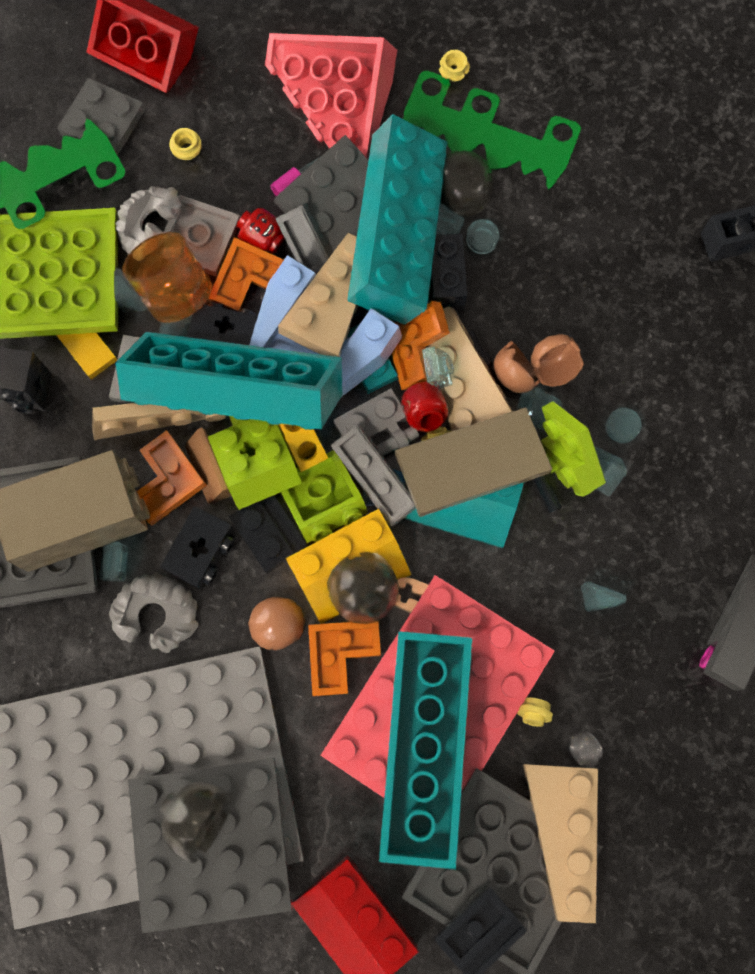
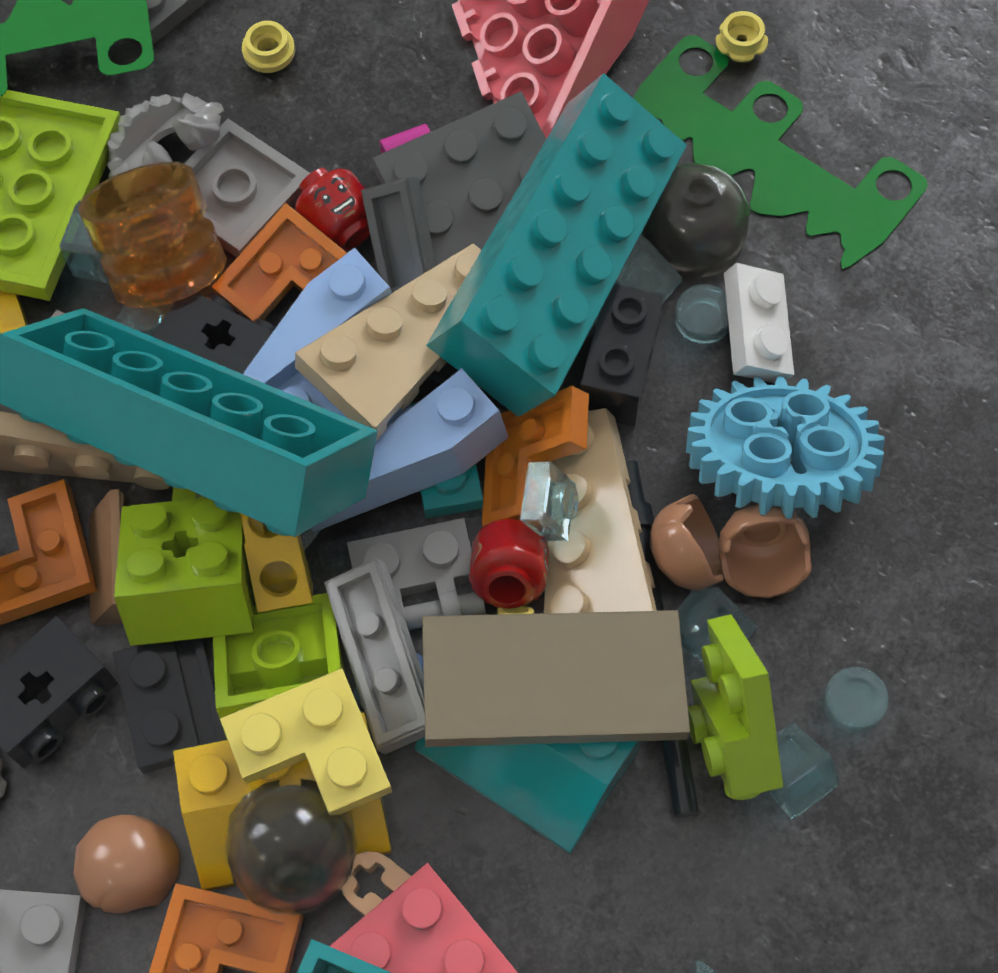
camera: 20 degrees right, 10 degrees down
(359, 522) = (313, 724): none -> light yellow plate
(514, 234) = (758, 323): none -> white plate
(551, 300) = (746, 454): none -> medium azure gear

